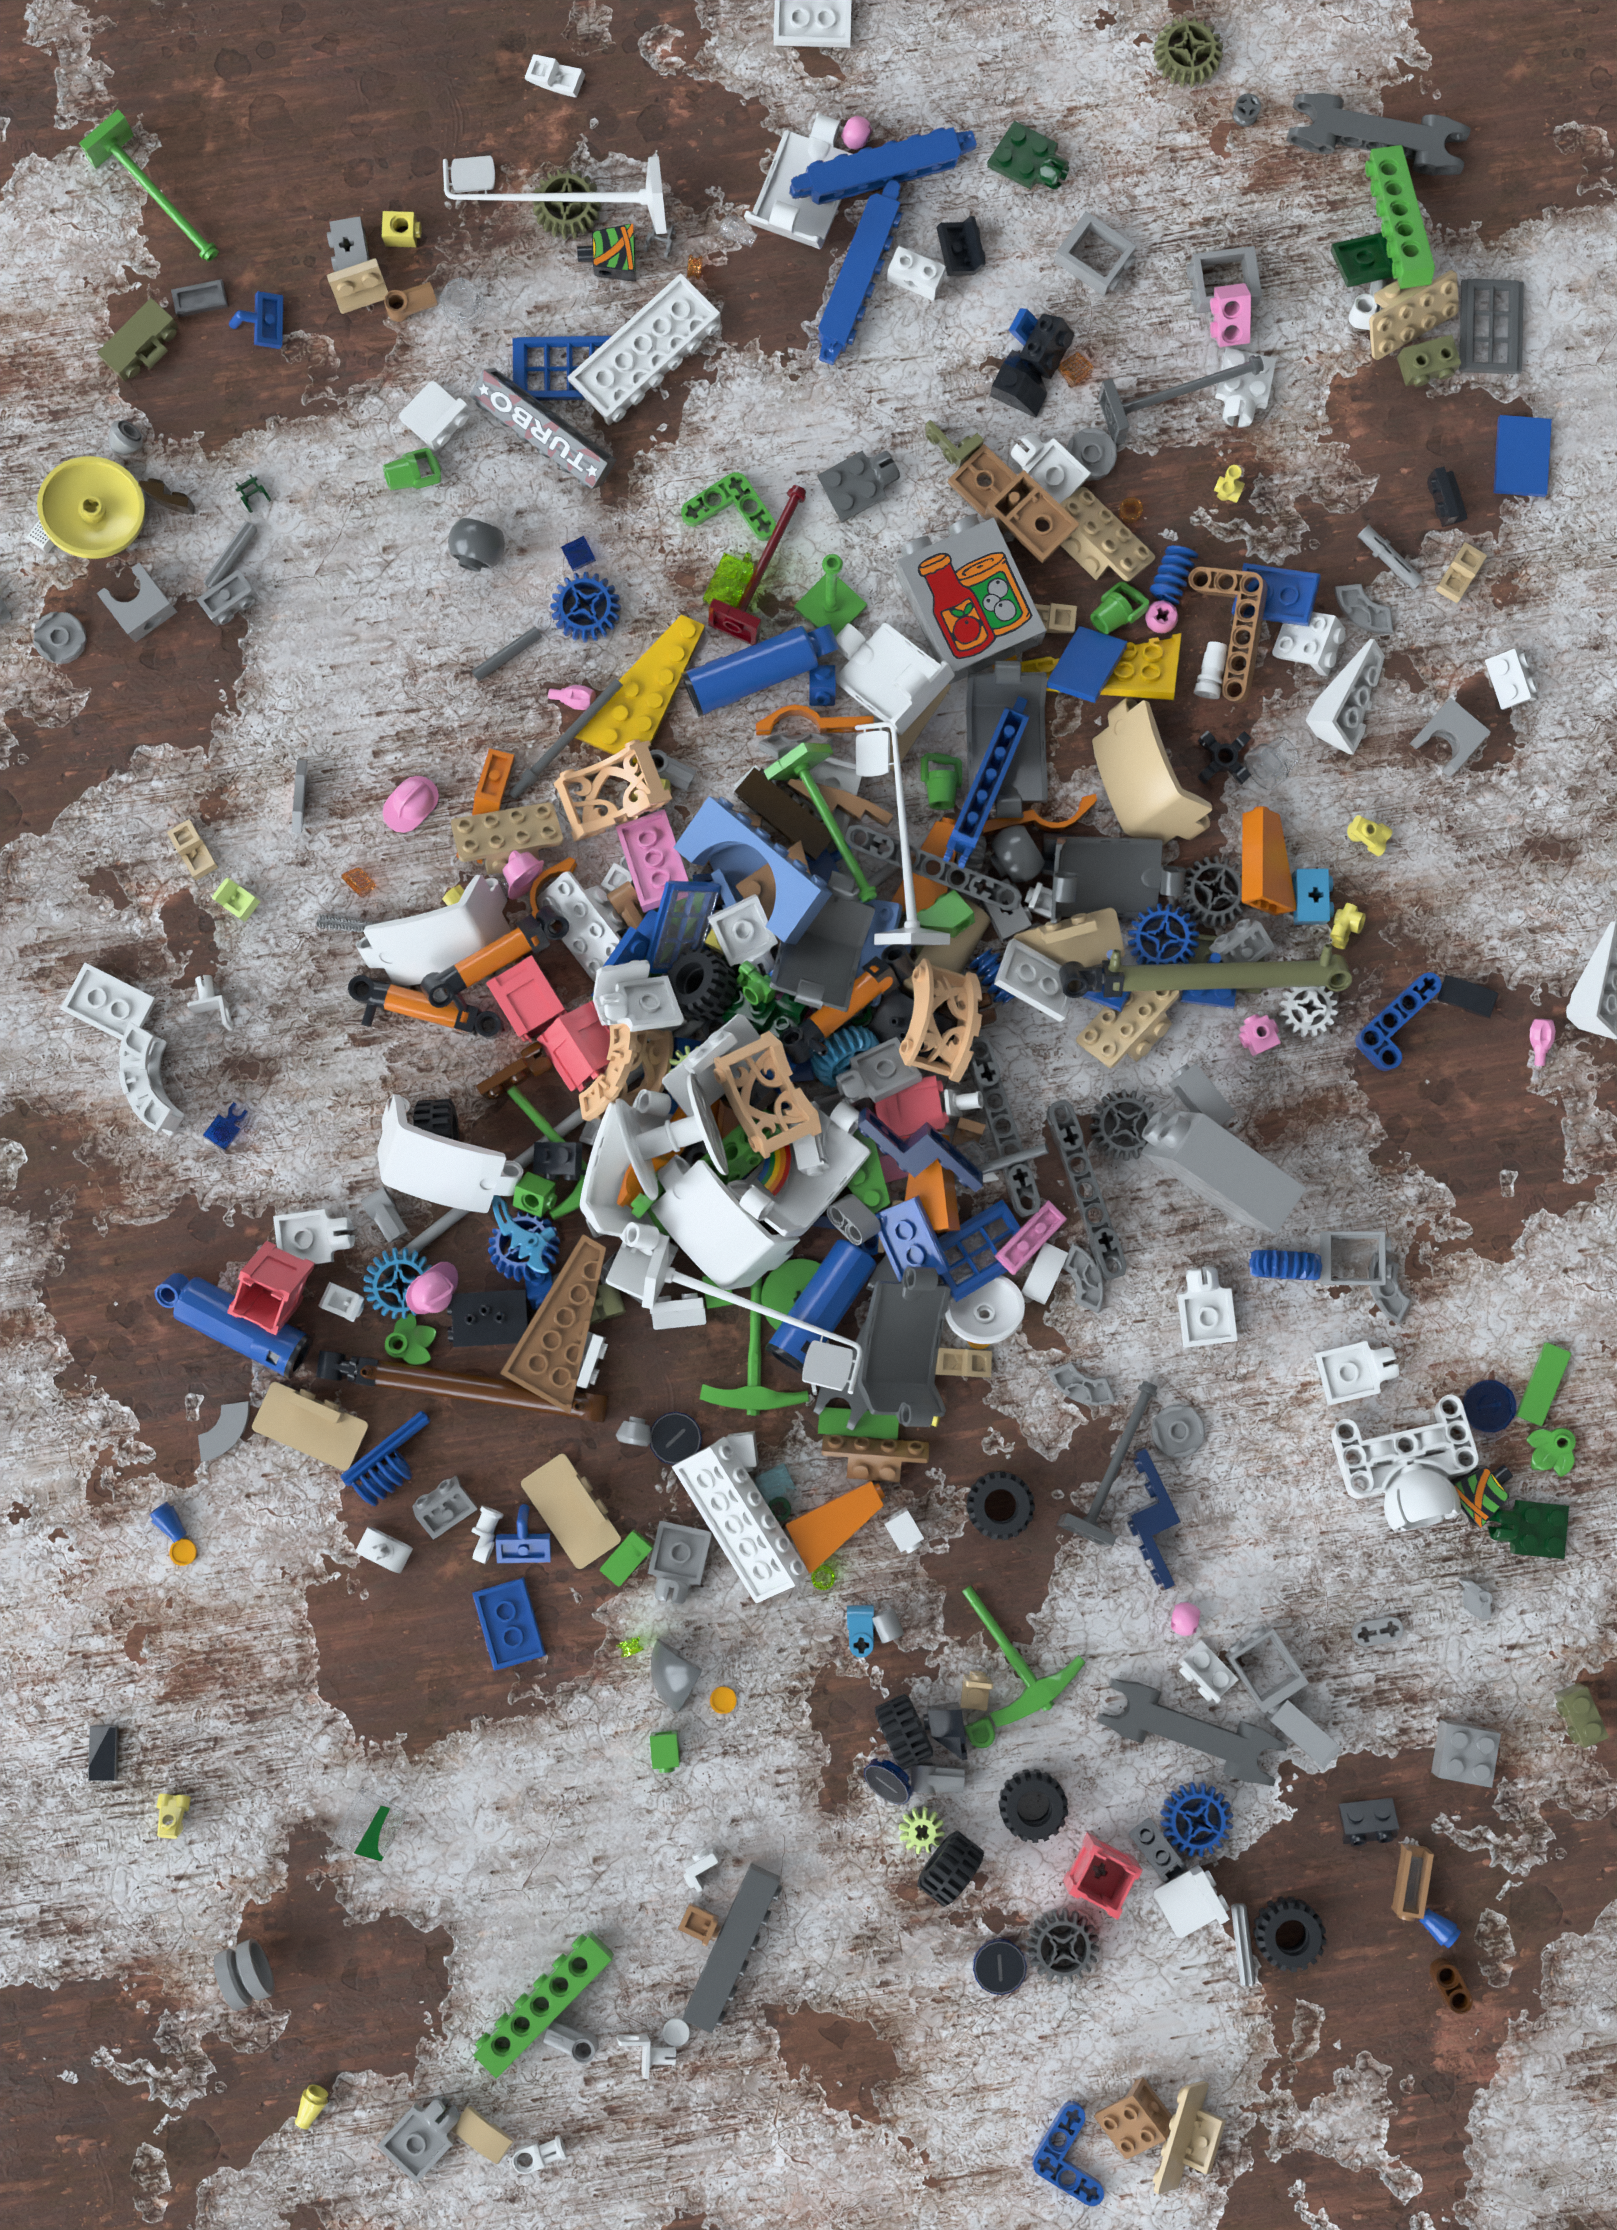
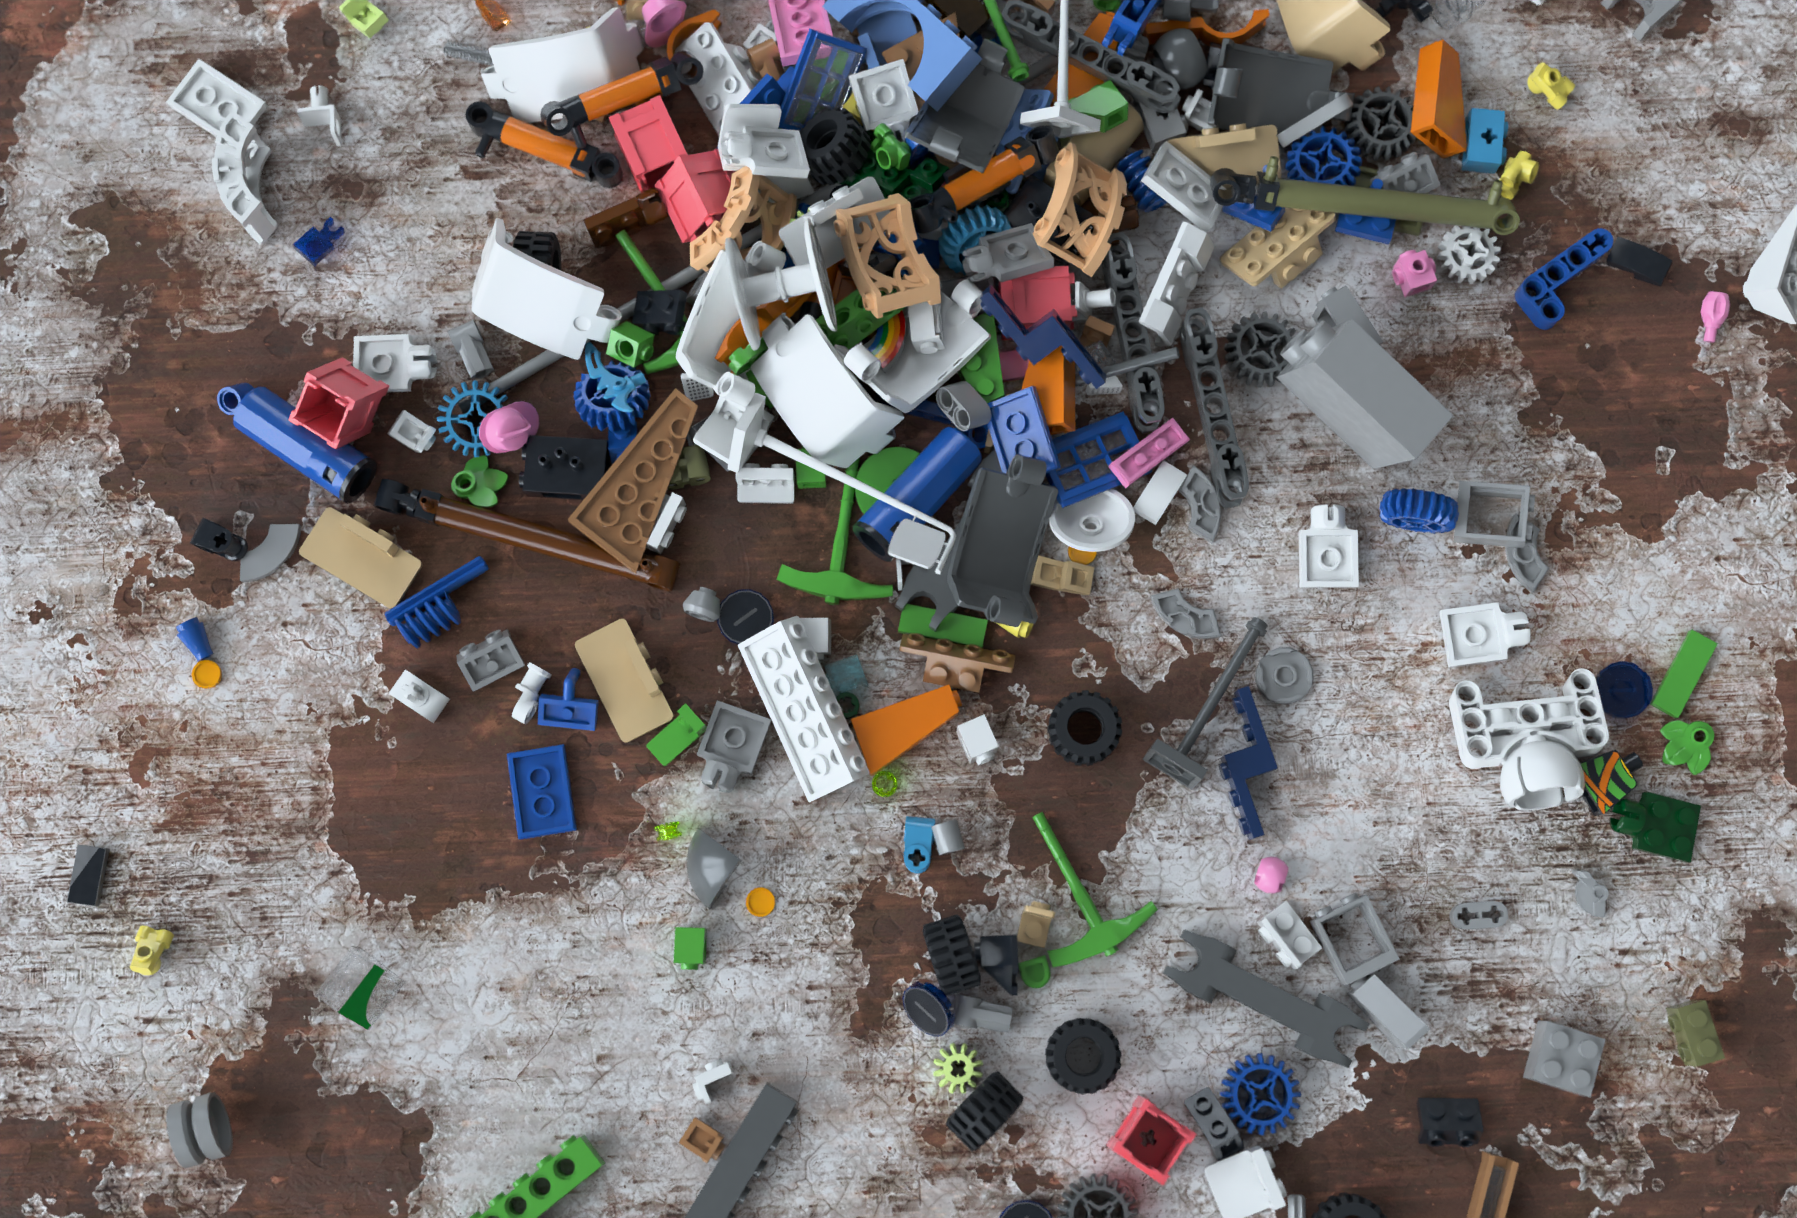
camera: 10 degrees right, 5 degrees down
(176, 1427) = (219, 540): none -> black piece
(1039, 1066) = (1176, 280): none -> white piece
(1150, 901) = (1314, 120): none -> light grey beam

